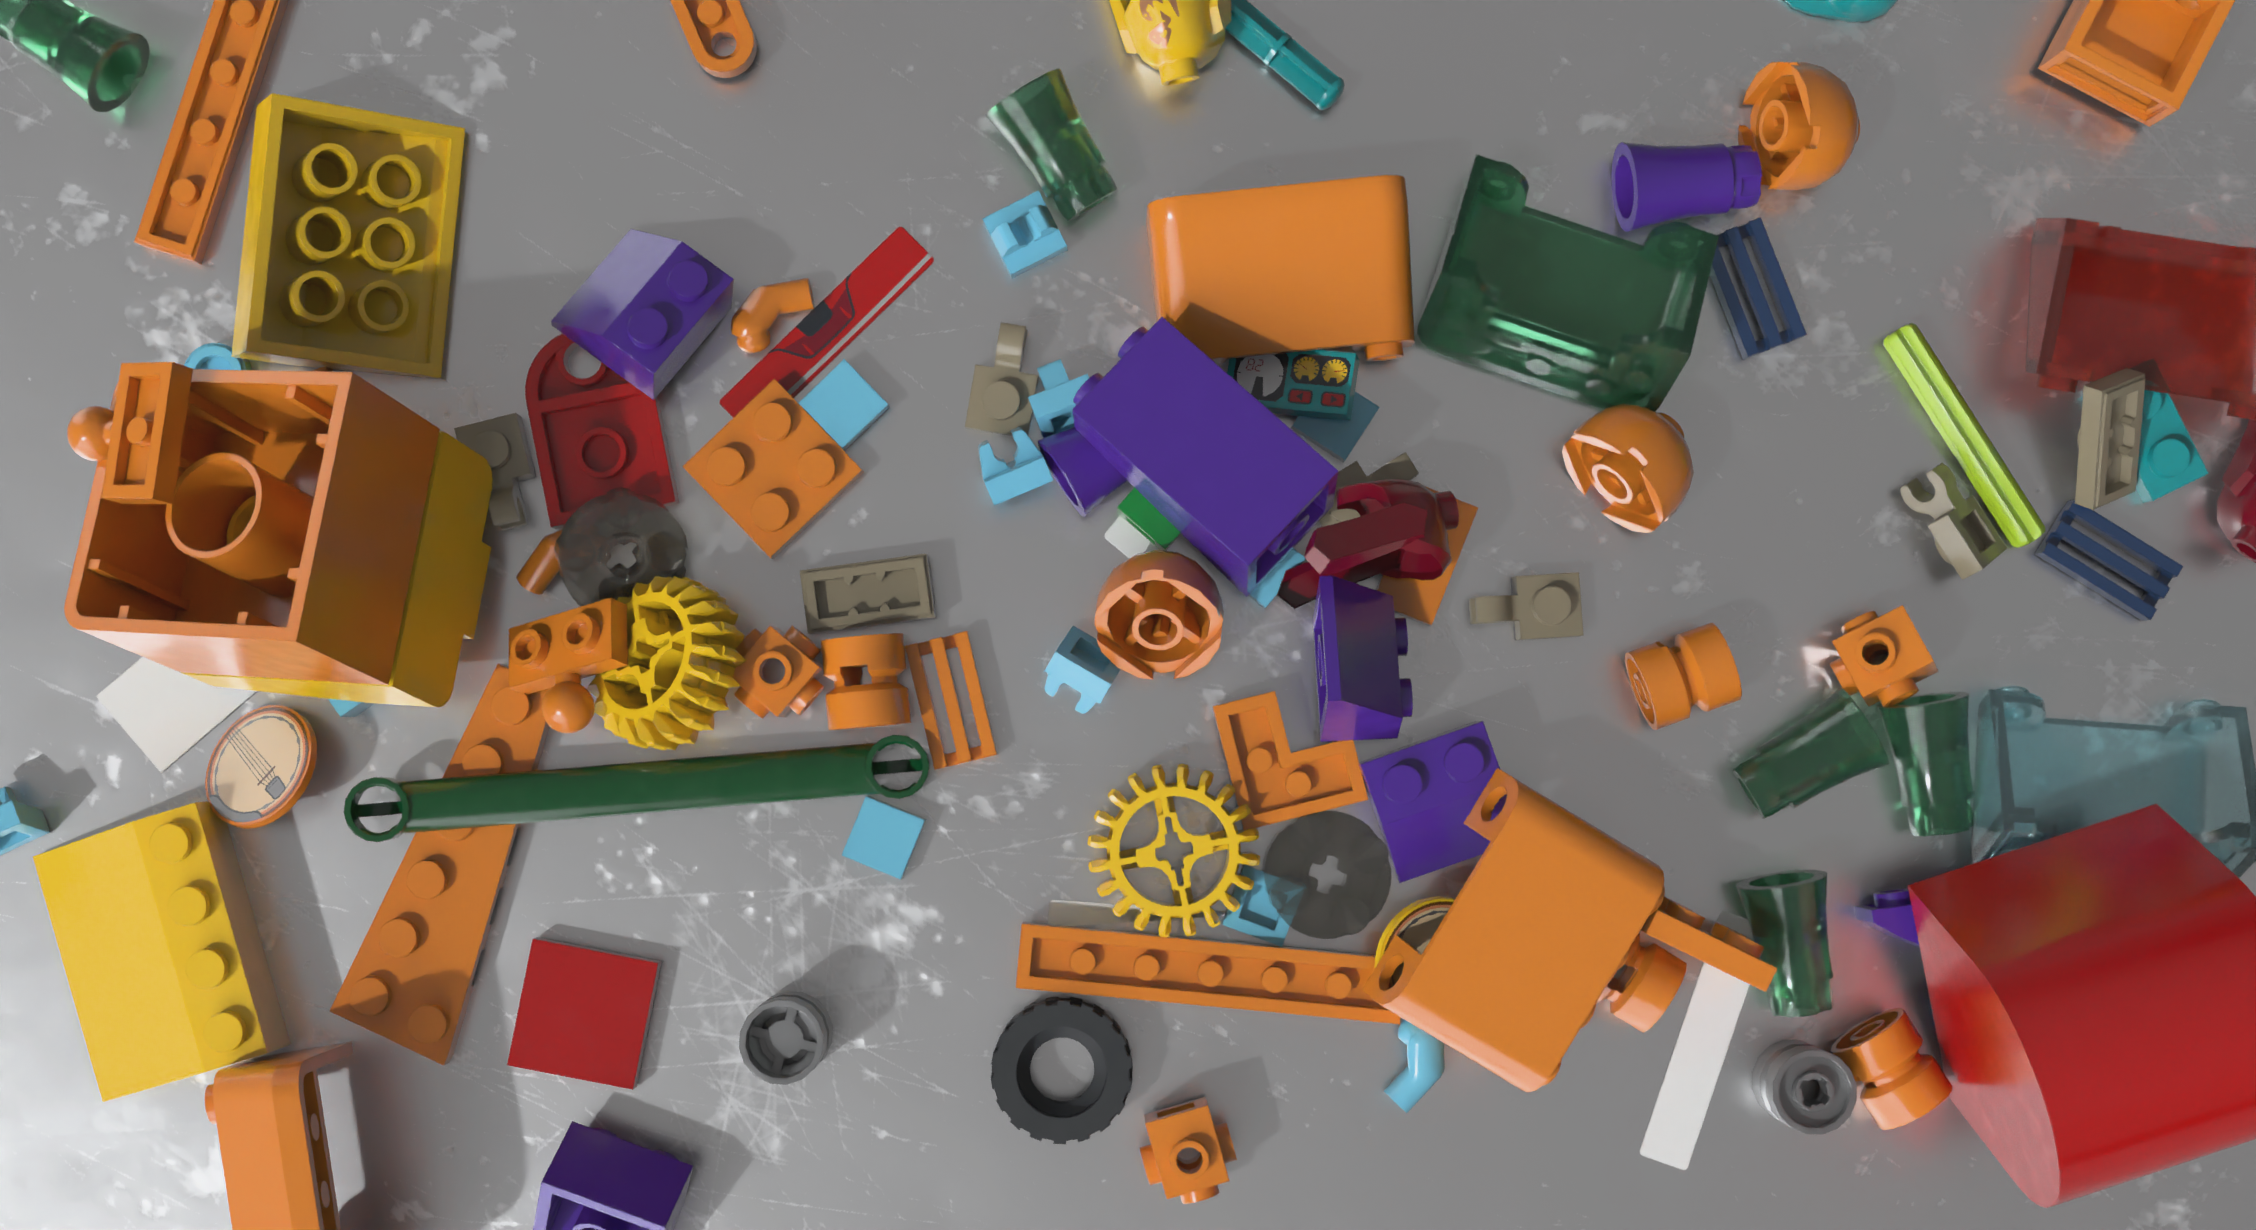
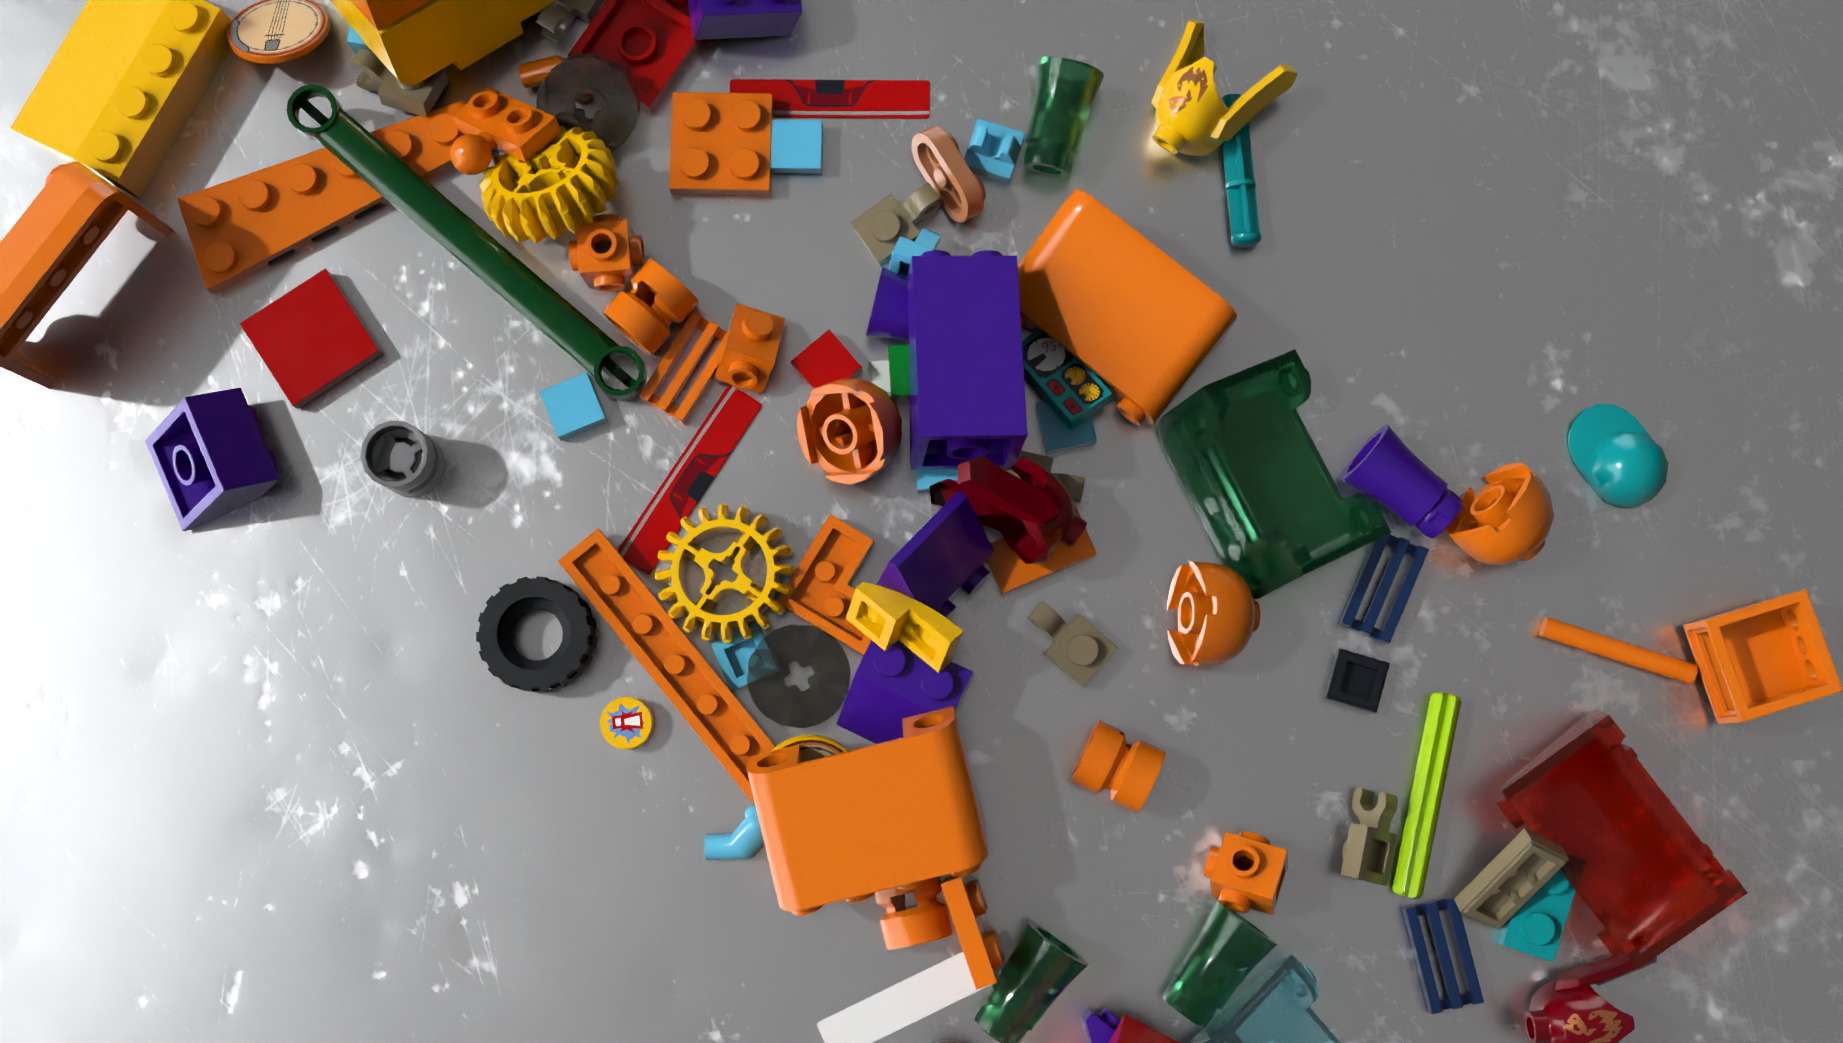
camera: 55 degrees right, 5 degrees down
(395, 721) = (414, 98): none -> dark tan plate
(762, 309) = (807, 49): orange arm -> none
(867, 594) = (702, 261): dark tan plate -> none
(991, 628) = (750, 348): none -> orange bracket
(1009, 296) = (948, 173): none -> nougat plate
(1015, 477) = (841, 271): medium azure tile -> none
(1051, 799) = (689, 478): none -> red sticker
(1071, 576) = (825, 361): none -> red tile
(1082, 667) = (778, 419): medium azure tile -> none
(1181, 1128) = (576, 745): orange brick -> none
(1218, 1065) = (626, 723): none -> yellow tile
(1367, 745) = (892, 616): none -> yellow slope
(1808, 395) = (1356, 680): none -> black tile
(1811, 756) = (1146, 889): clear green plant -> none
(2004, 145) = (1618, 650): none -> orange bar

